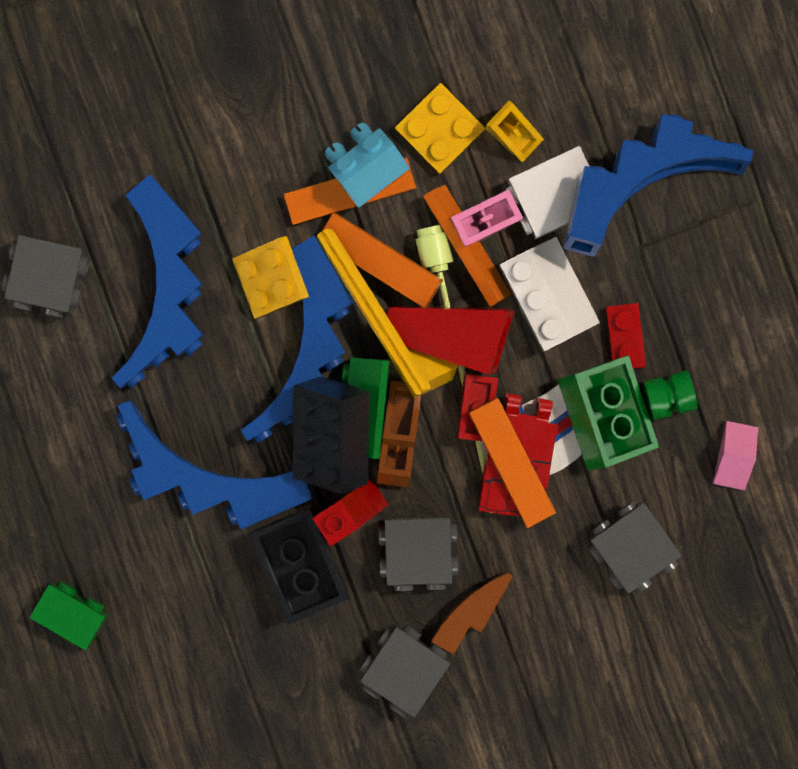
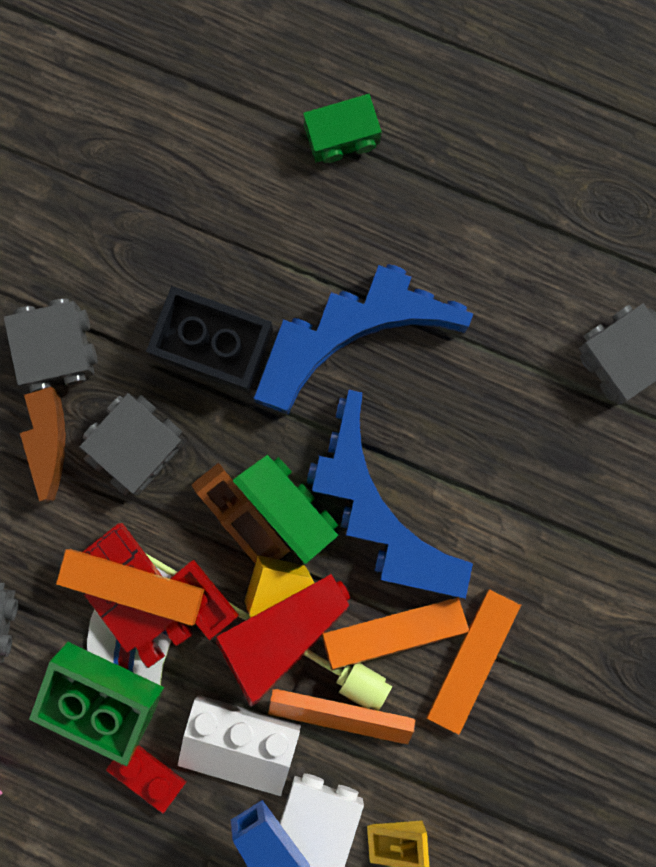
camera: 130 degrees right, 5 degrees down
(176, 284) = (568, 482): blue arch -> none
(270, 277) = (463, 531): yellow plate -> none
(330, 434) = (289, 460): black brick -> none
(350, 512) = (212, 414): red slope -> none
(368, 165) = (482, 697): medium azure brick -> none
(373, 312) = (356, 588): yellow axle -> none
(440, 128) = (457, 784): yellow plate -> none
(486, 218) = (347, 755): bright pink slope -> none
(670, 395) = (61, 772): green wheel -> none

